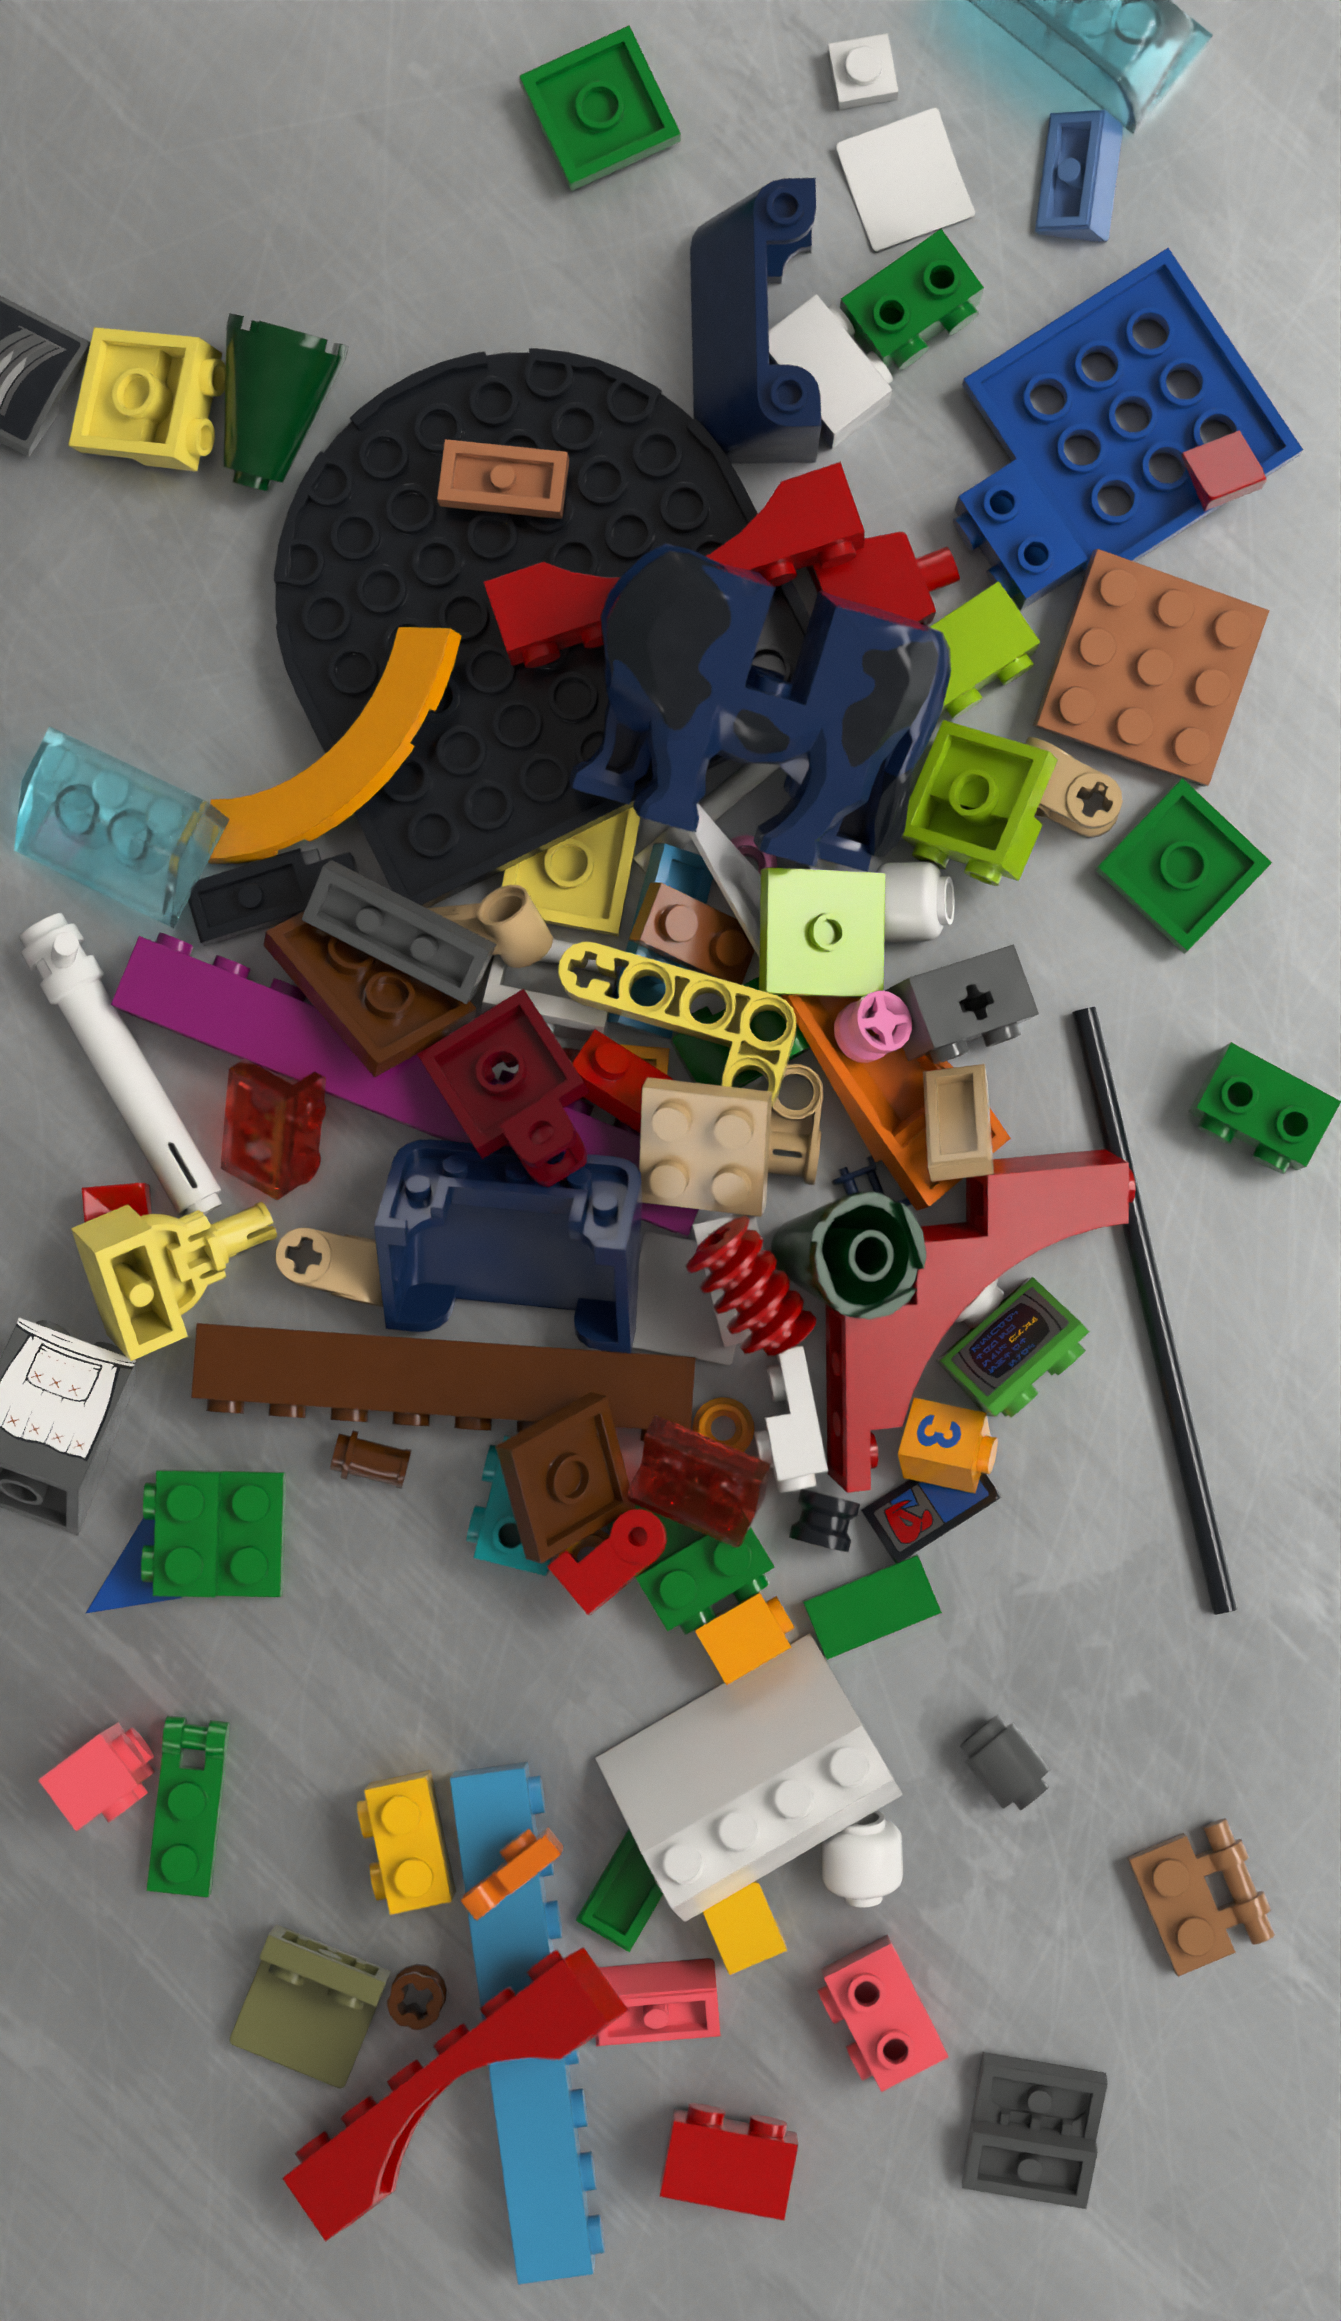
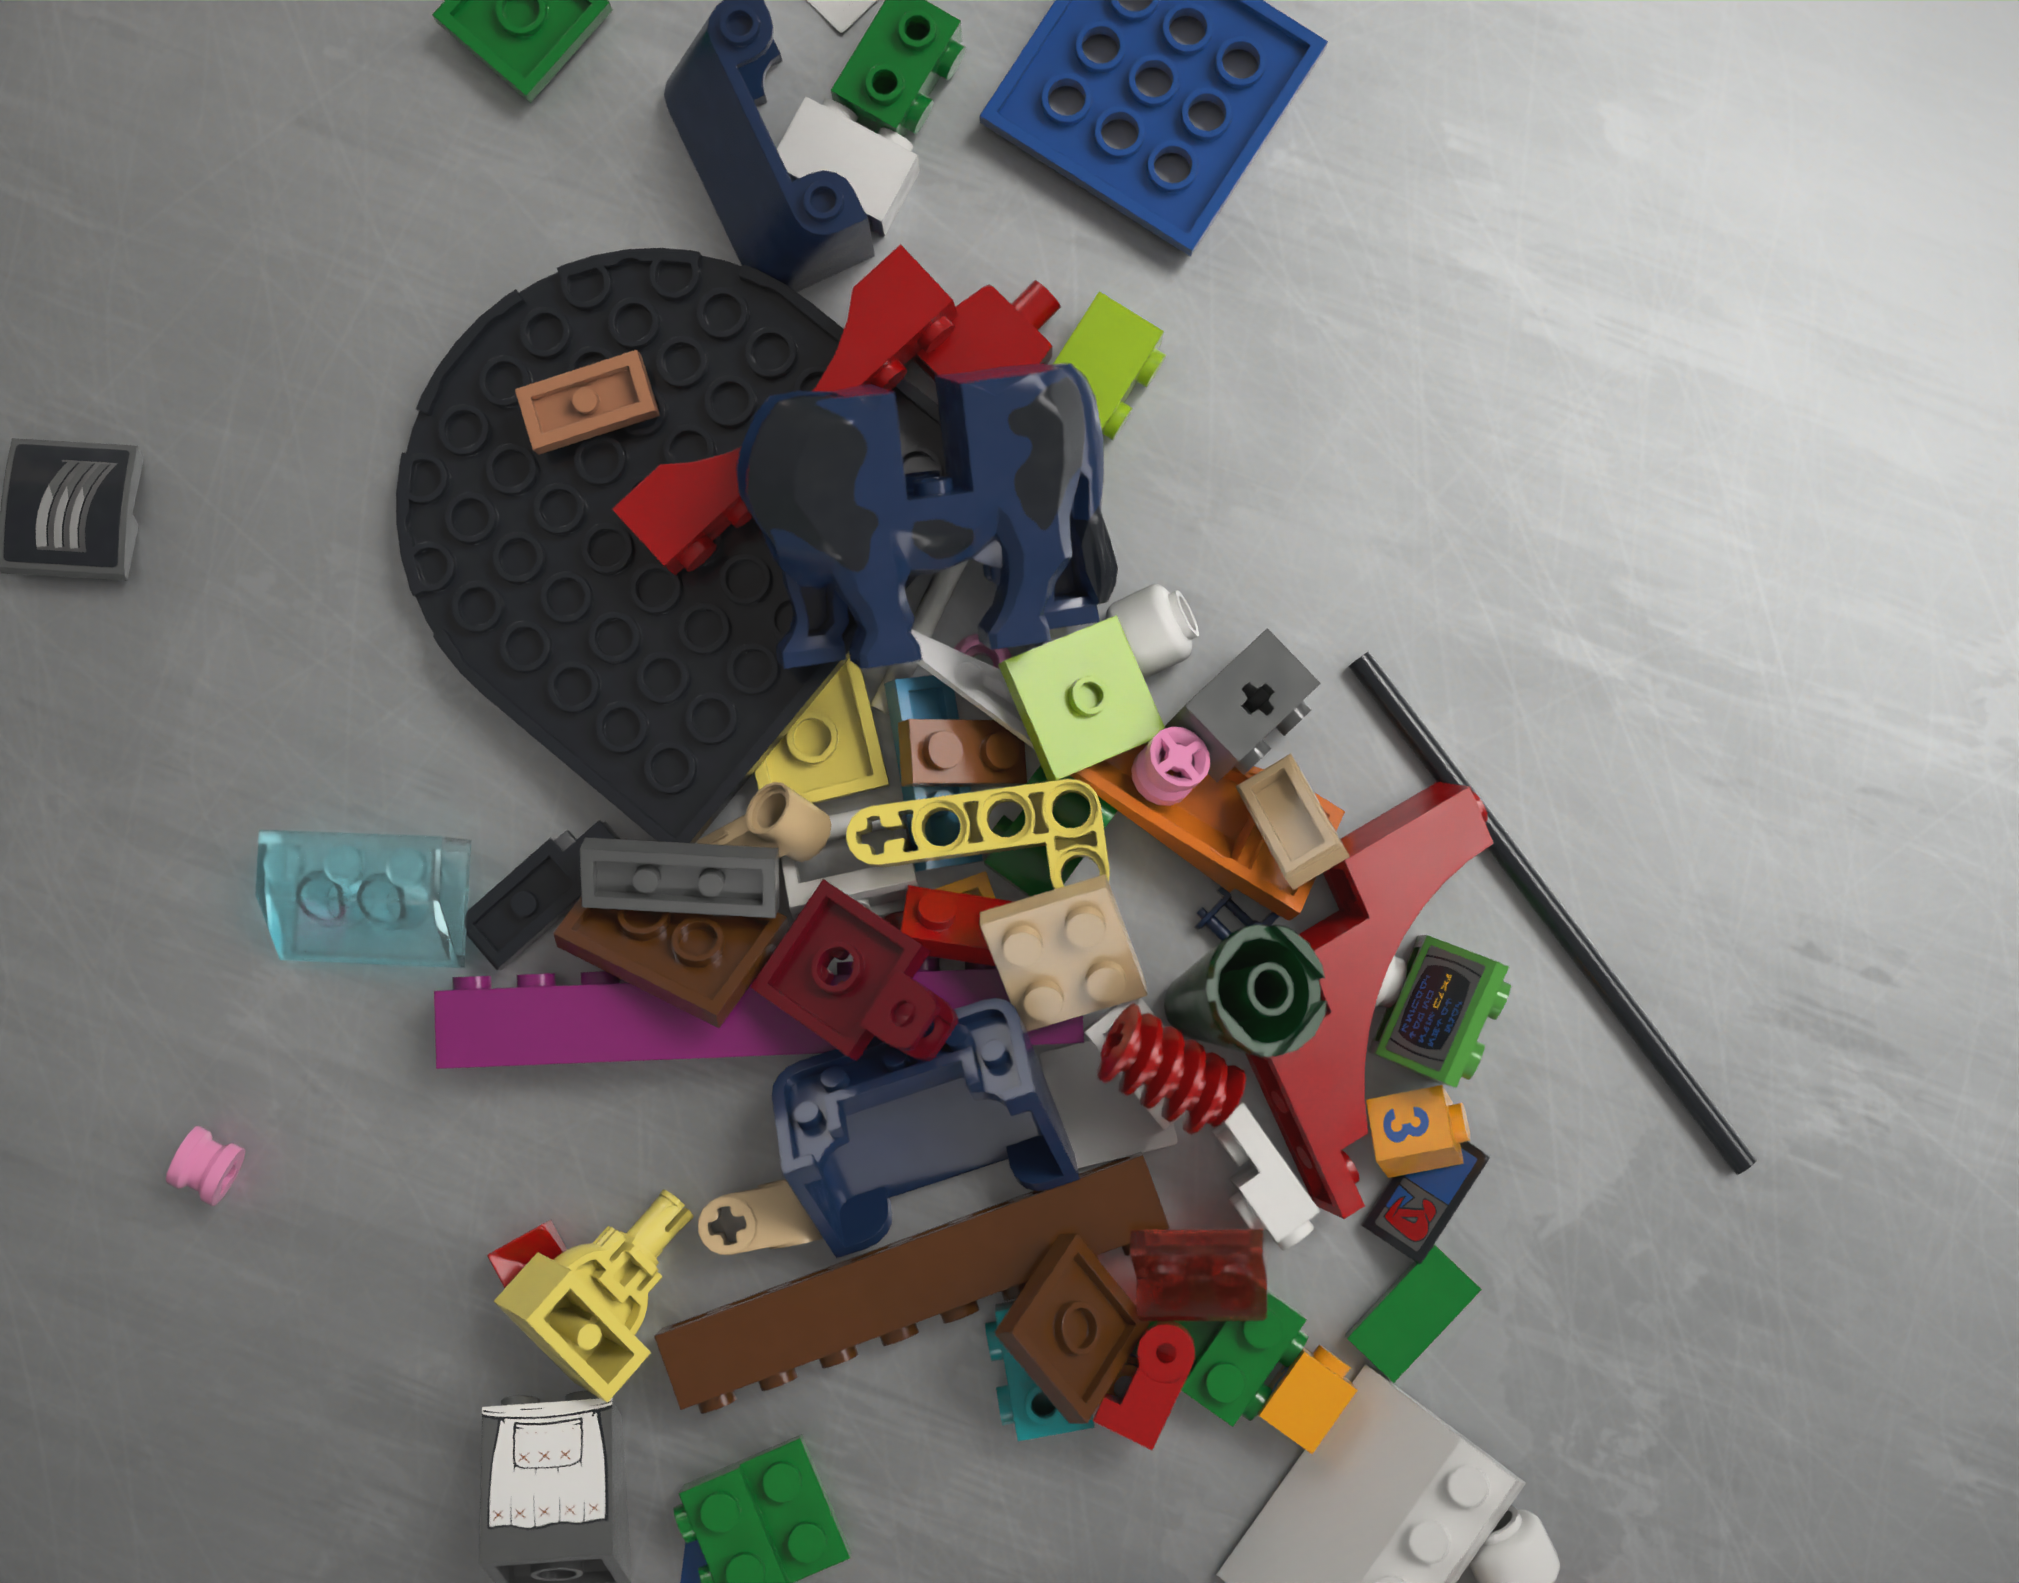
camera: 25 degrees left, 0 degrees up
(76, 987) = (394, 1063): white cylinder -> none
(148, 398) = (216, 474): light yellow plate -> none
(272, 397) = (333, 421): dark green cone -> none
(272, 1128) = (643, 1117): clear red bracket -> none
(354, 765) = (567, 737): light orange tile -> none
(370, 1460) = (876, 1388): reddish brown pin -> none
(726, 1407) = (1197, 1185): light orange plate -> none
(797, 1131) = (1142, 895): tan piece -> none
(824, 1520) = (1333, 1253): black wheel -> none
(978, 803) = (1174, 509): lime plate -> none
(1006, 1763) = (1606, 1405): dark grey brick -> none
(1018, 534) = (1096, 238): blue brick -> none
(1074, 781) = (1232, 458): tan piece -> none
(1151, 667) = (1277, 309): nougat plate -> none
(1183, 866) = (1391, 482): green plate -> none
(1183, 1905) = (1831, 1462): medium nougat plate -> none
(1224, 470) = (1263, 93): slope -> none
(1263, 1109) = (1569, 677): green brick -> none

